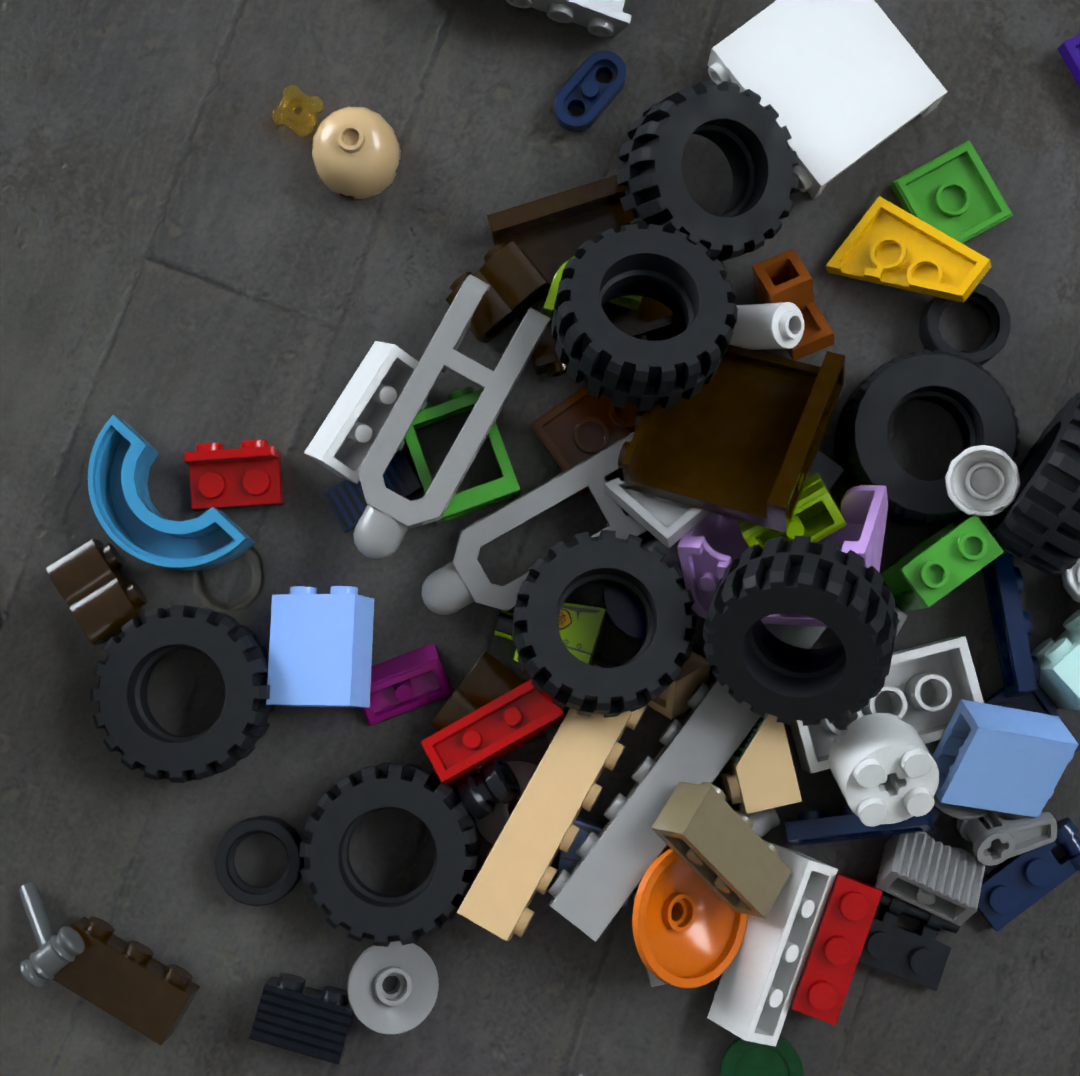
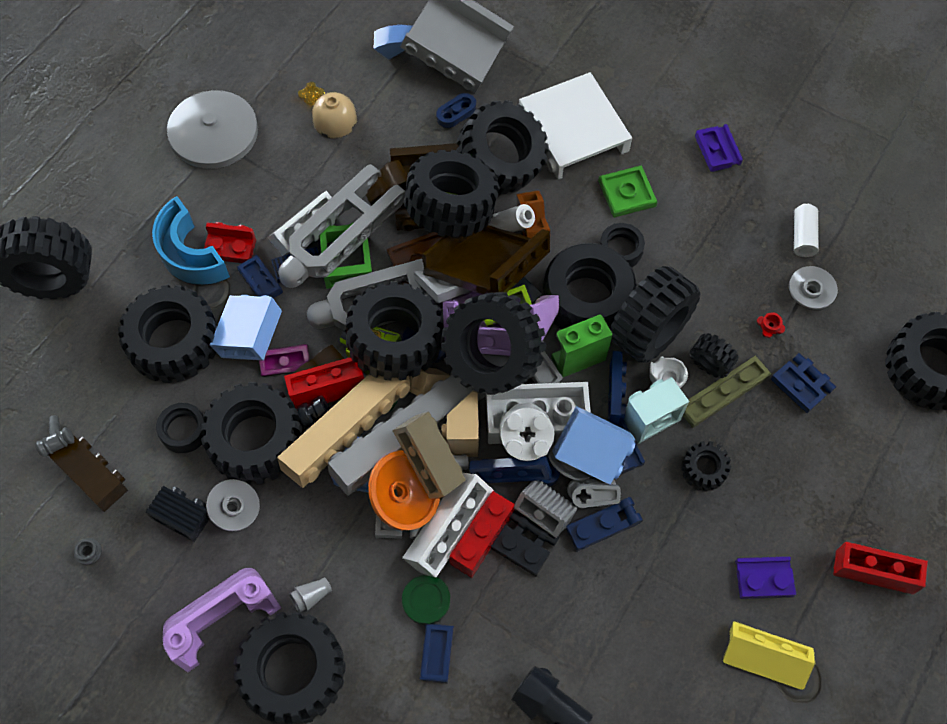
camera: 10 degrees right, 20 degrees down
(97, 590) = (140, 275): dark brown brick -> none
(128, 231) = (212, 129): none -> light grey dish
(313, 539) = (259, 278): none -> dark blue plate
(908, 255) = (598, 206): yellow wing -> none
(982, 481) = (606, 298): white hair -> none

